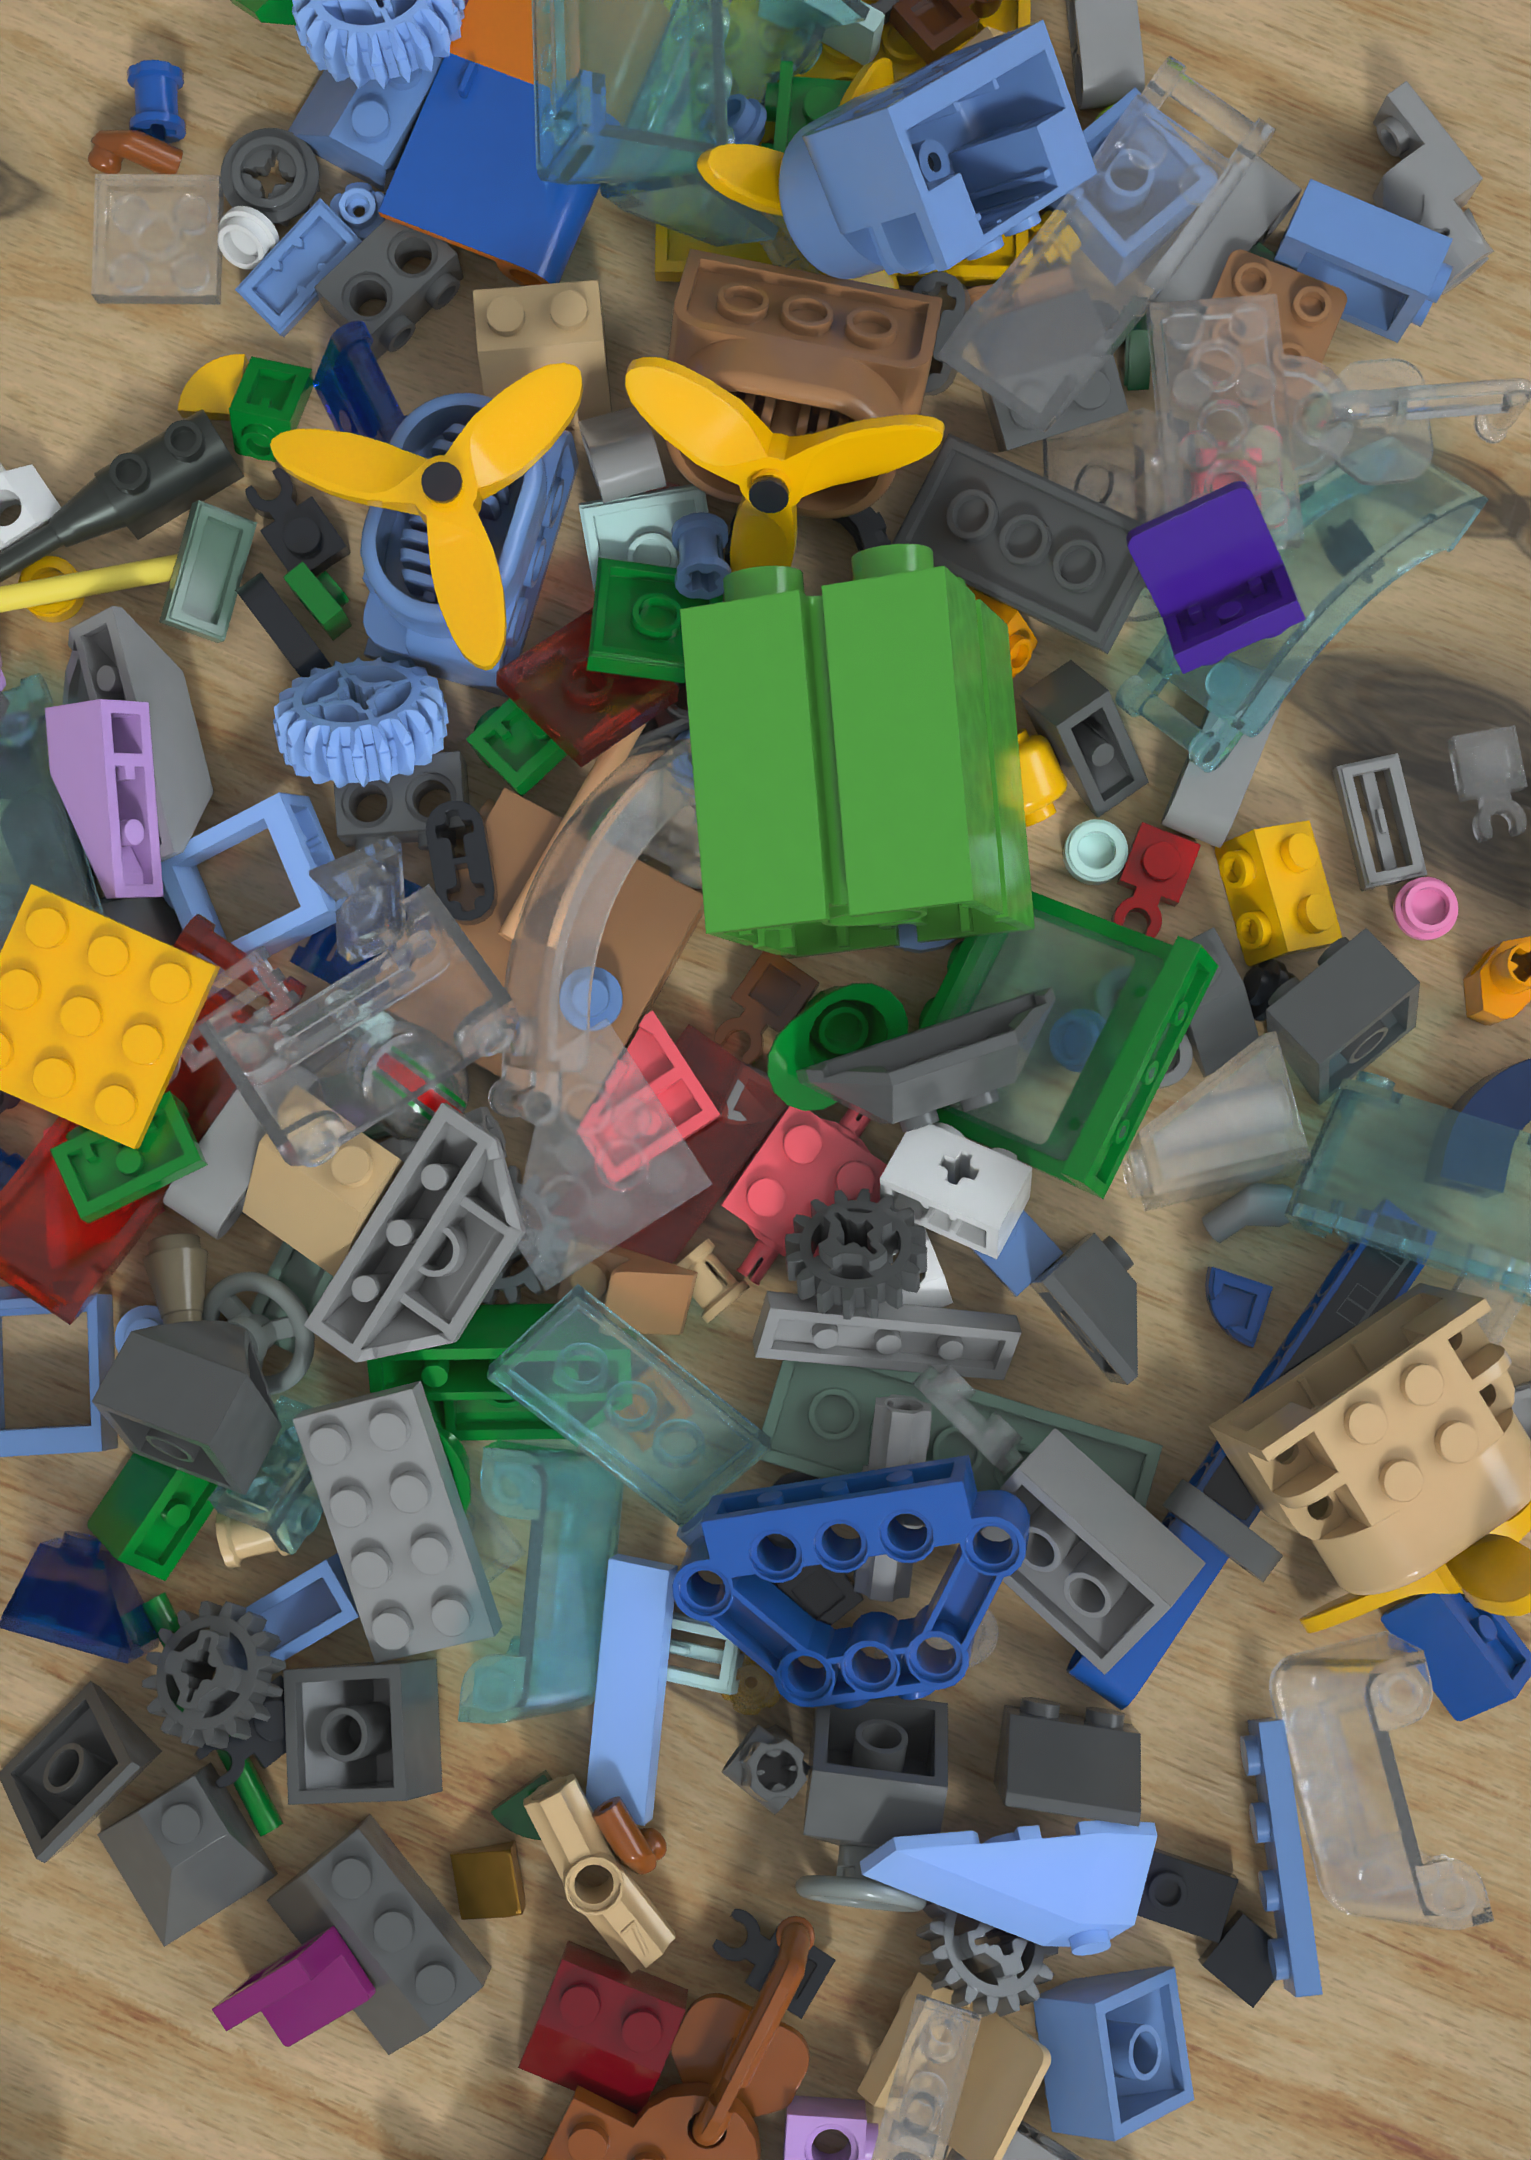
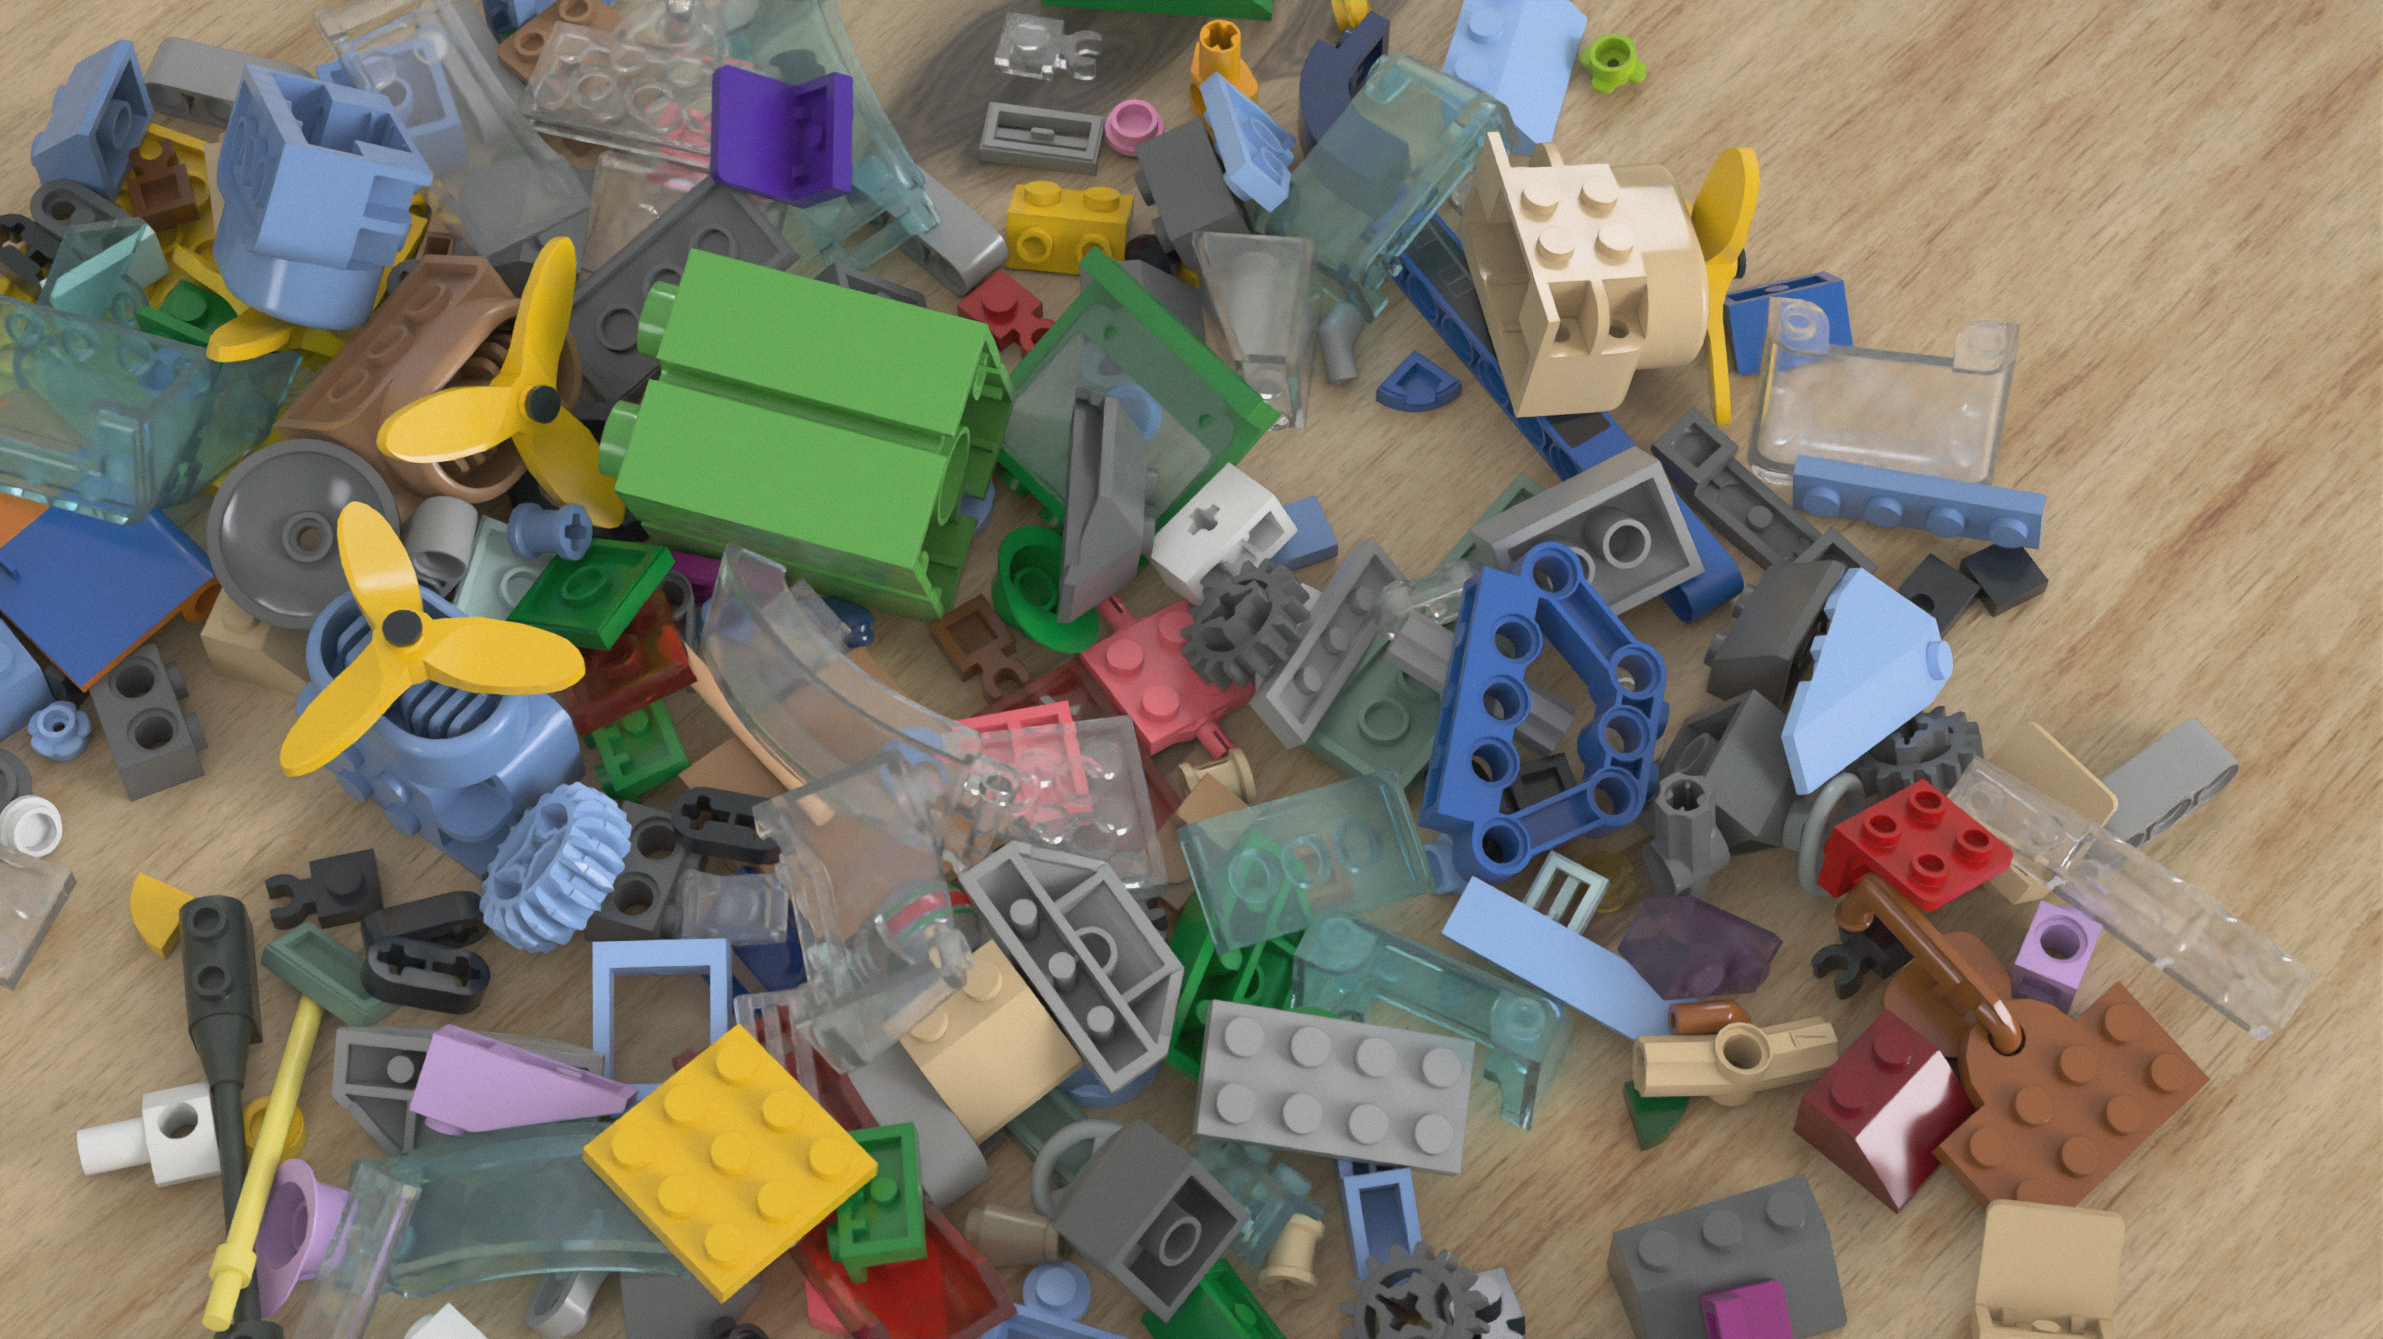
camera: 70 degrees left, 25 degrees down
(247, 646) = (425, 975): none -> black beam
(267, 404) = (206, 863): green bracket -> none
(285, 279) = (85, 793): medium blue plate -> none
(321, 598) = (412, 879): green plate -> none
(355, 386) = (247, 791): clear blue plate -> none
(362, 1732) = (1522, 1213): dark grey slope -> none
(488, 1882) = (1709, 1164): pearl gold slope -> none
(560, 306) = (265, 511): none -> dark grey dish
(689, 1800) = (1697, 949): none -> clear purple slope
(846, 1999) = (1917, 846): none -> red bracket
(1096, 1303) = (1379, 478): dark grey slope -> none
(1114, 2052) = (2059, 689): medium blue slope -> none
(1211, 1699) = (1742, 506): none -> dark grey slope
(1222, 1530) = (1611, 430): dark grey beam -> none
(1419, 1042) = (1249, 144): none -> light blue wing

